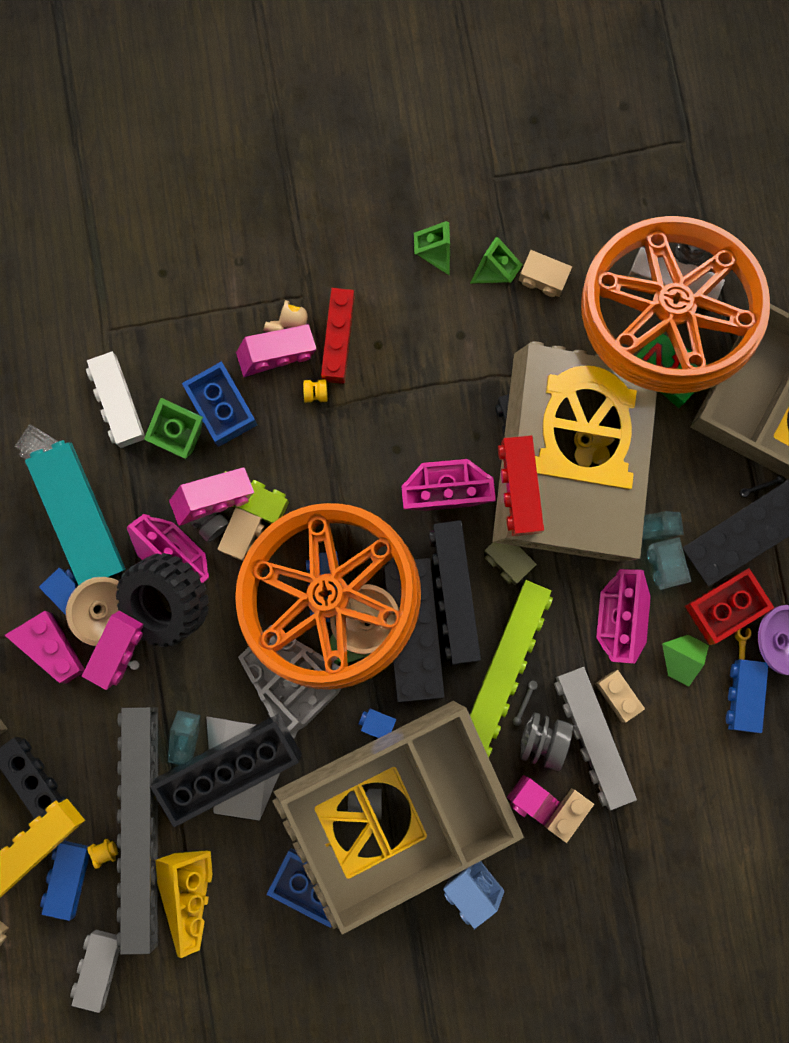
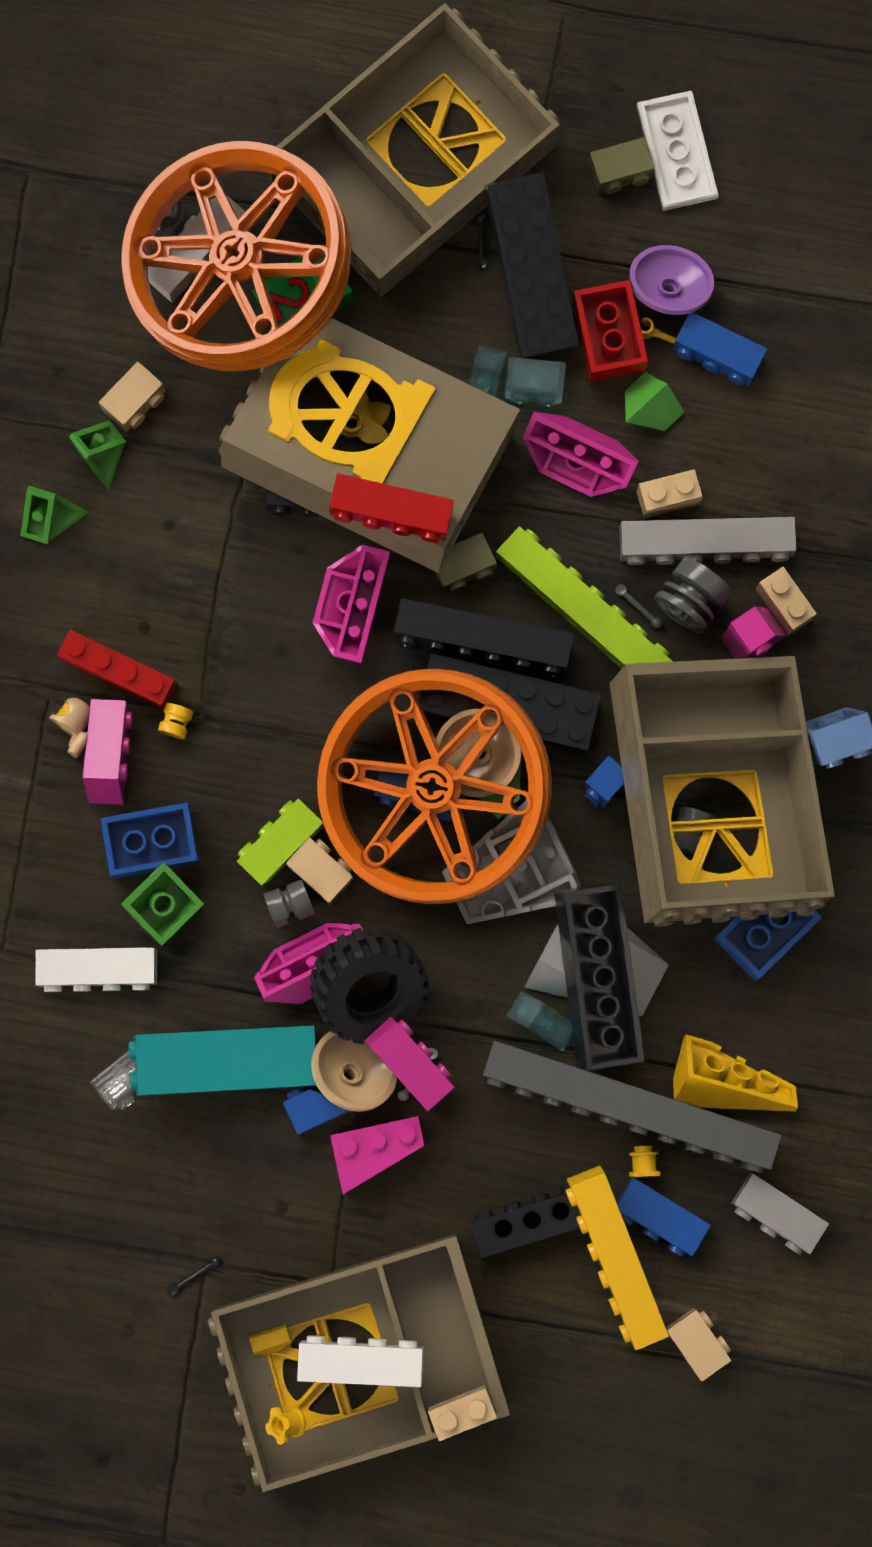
camera: 70 degrees left, 0 degrees up
(211, 495) = (264, 884): wedge -> none

